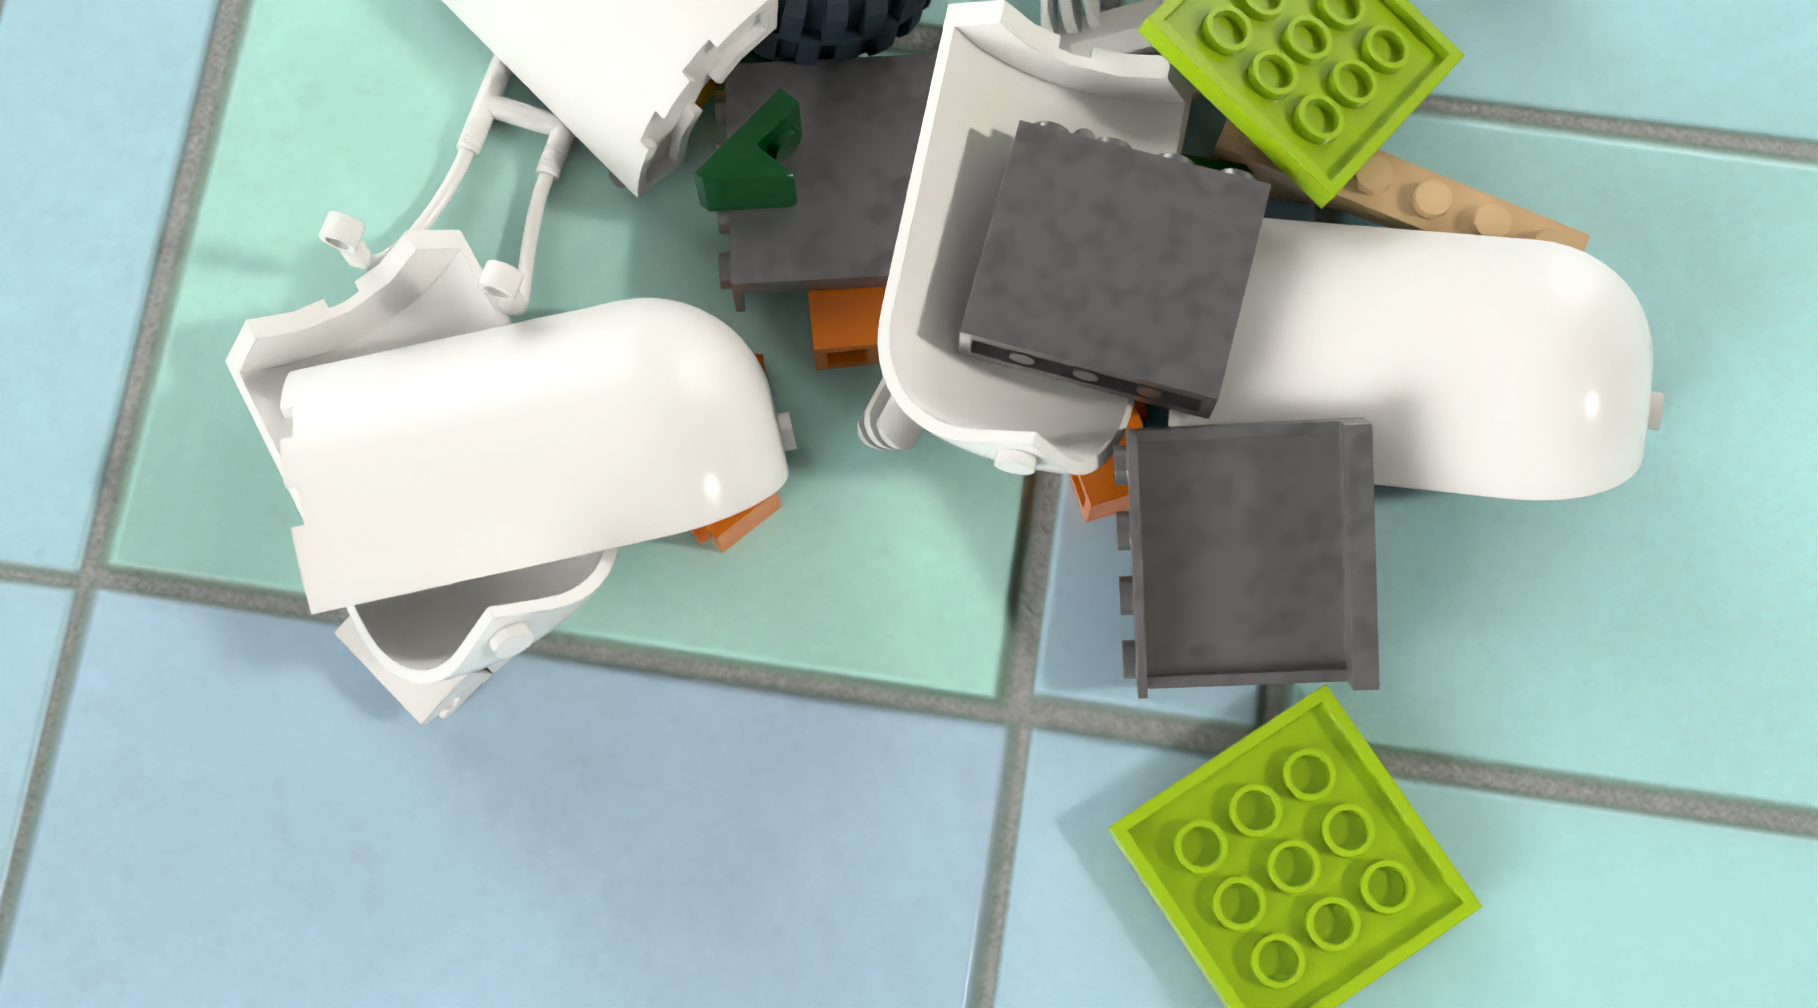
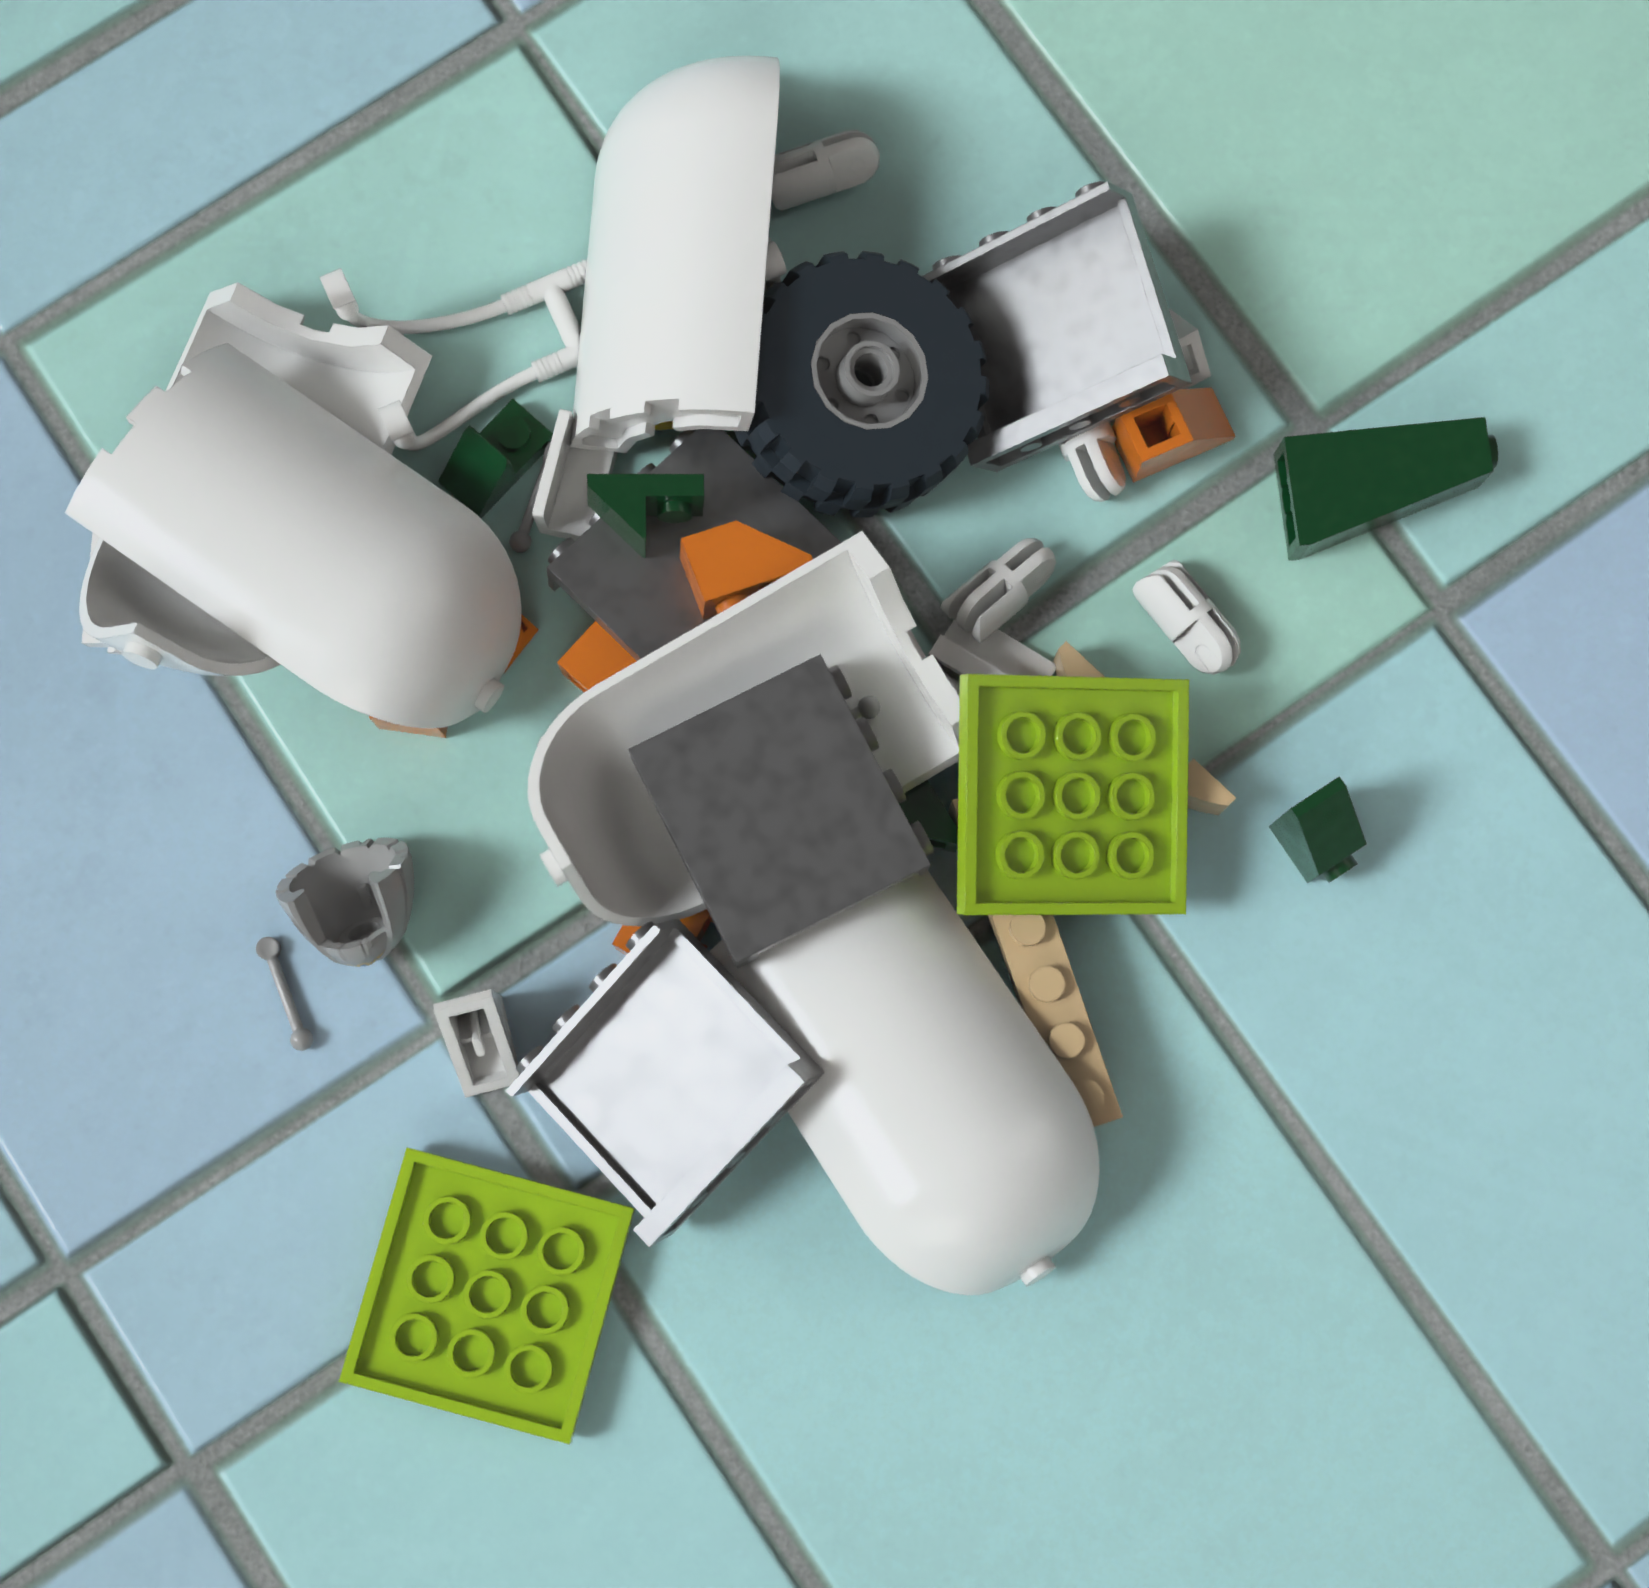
camera: 45 degrees right, 5 degrees up
(586, 256) = (494, 459): none -> dark green slope
(630, 227) = (520, 540): none -> light grey hinge
(671, 224) = (562, 498): none -> white panel
(828, 804) = (269, 950): none -> light grey hinge
(858, 684) = (352, 899): none -> light grey hair
(876, 135) = (734, 563): none -> orange slope
(1071, 690) = (478, 1041): none -> white slope

